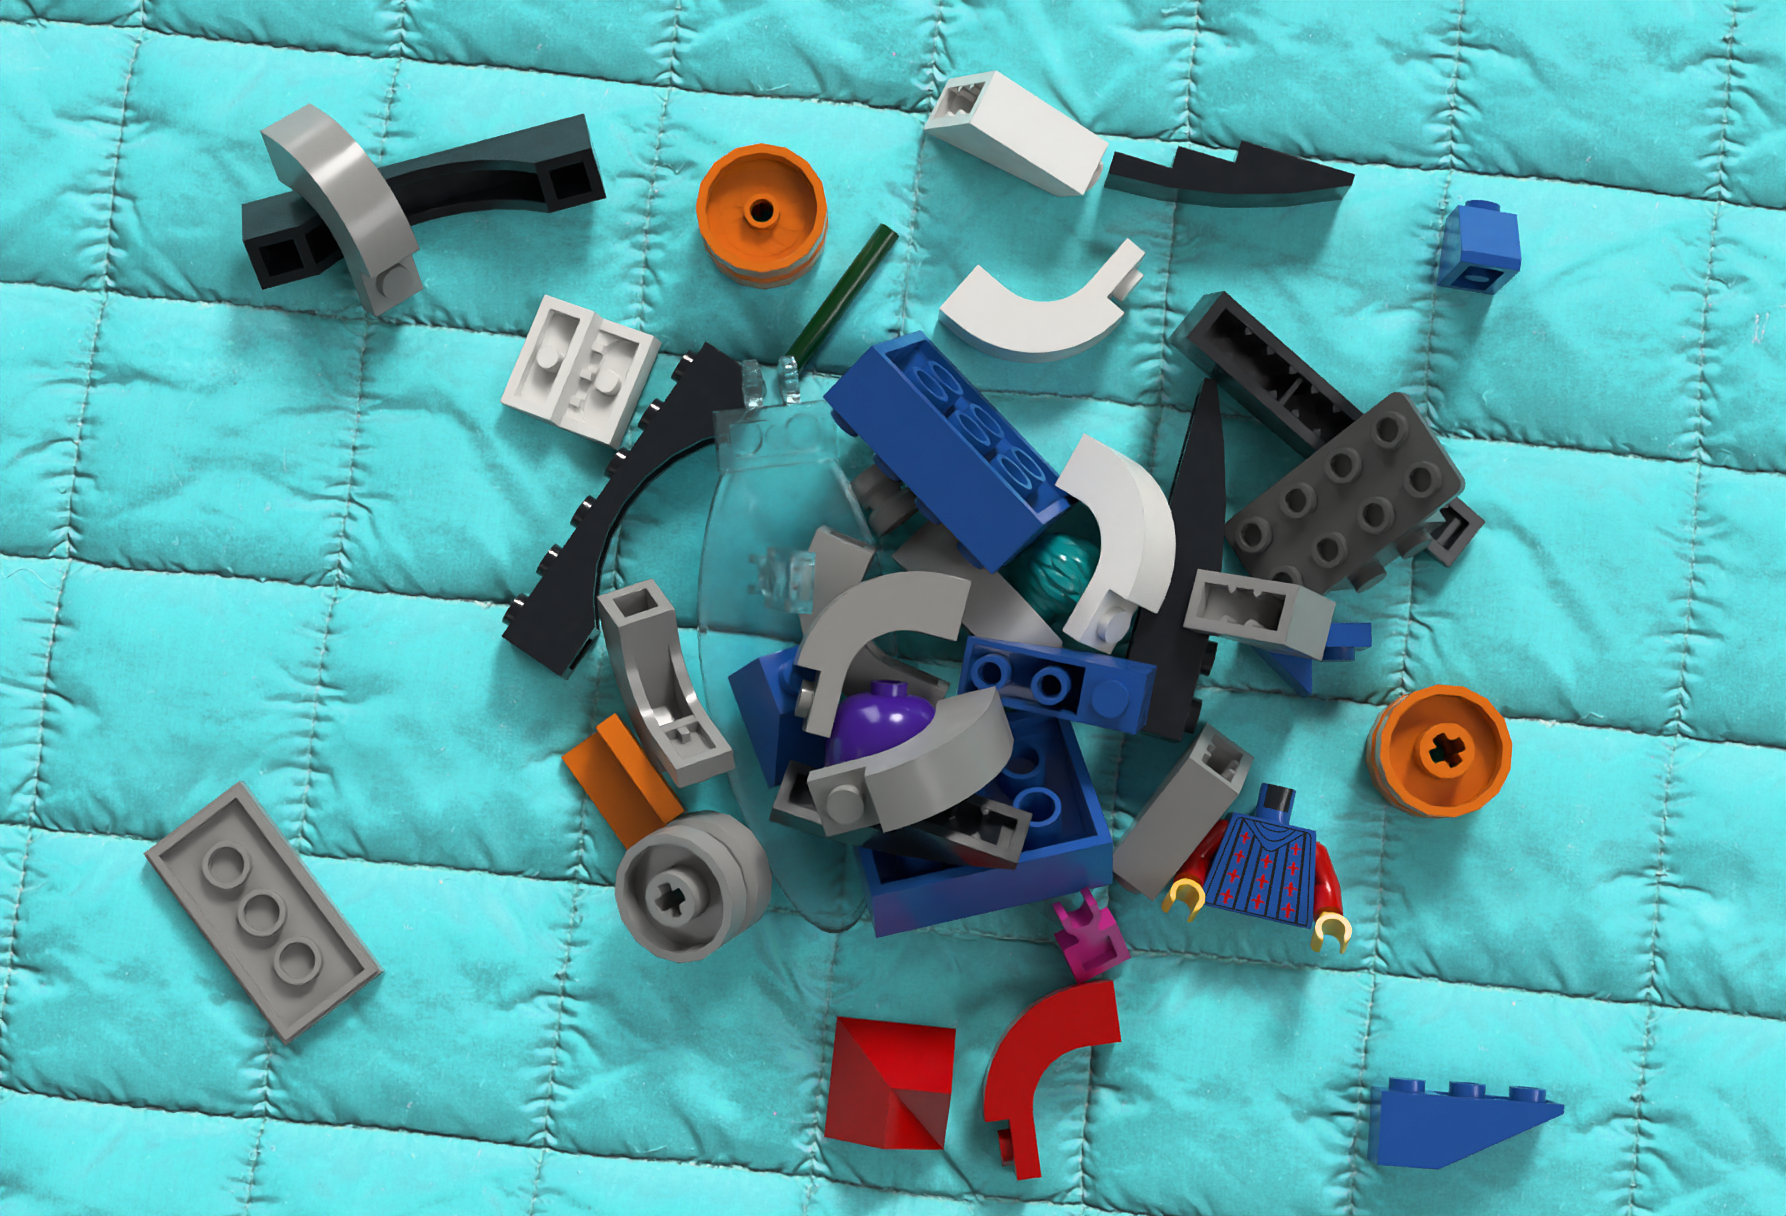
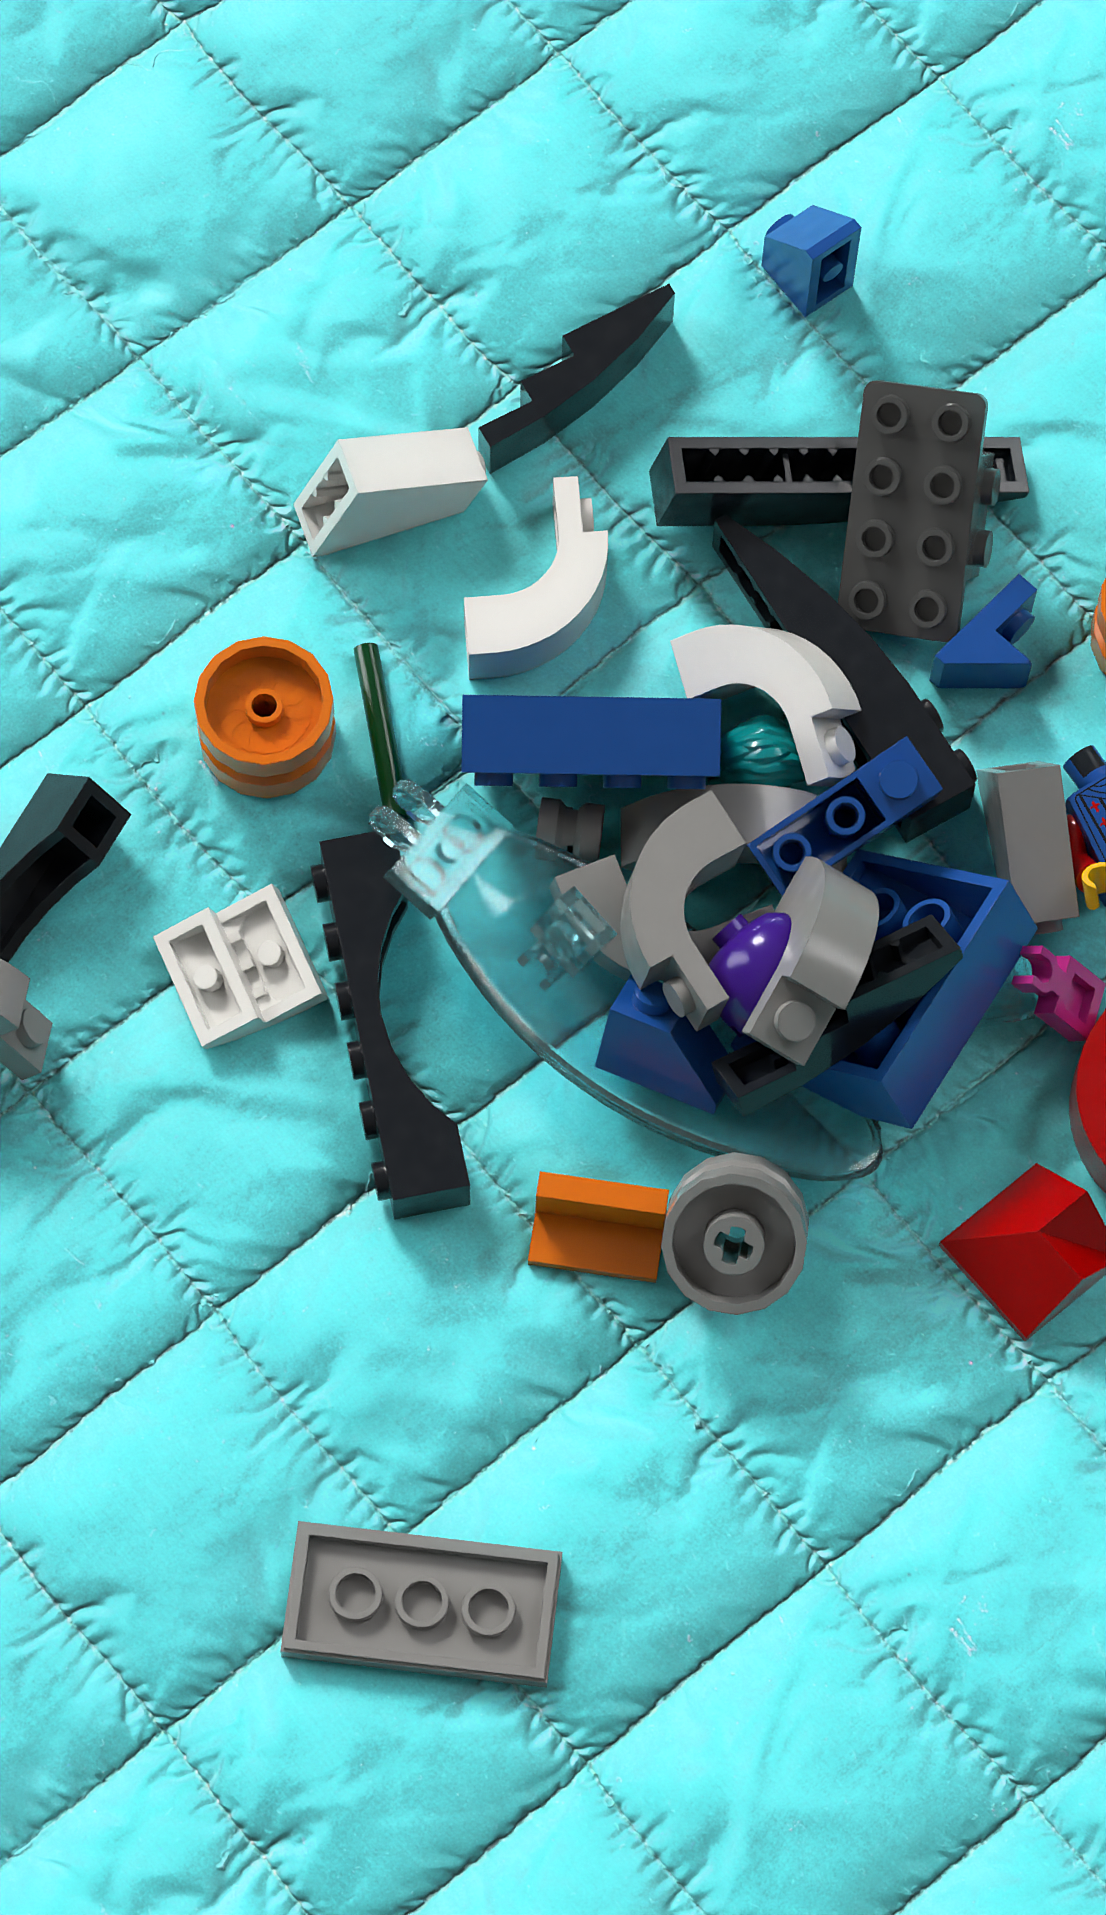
camera: 45 degrees left, 15 degrees down
(656, 687) = (544, 1130): light grey arch -> none
(1260, 613) = (936, 631): light grey arch -> none

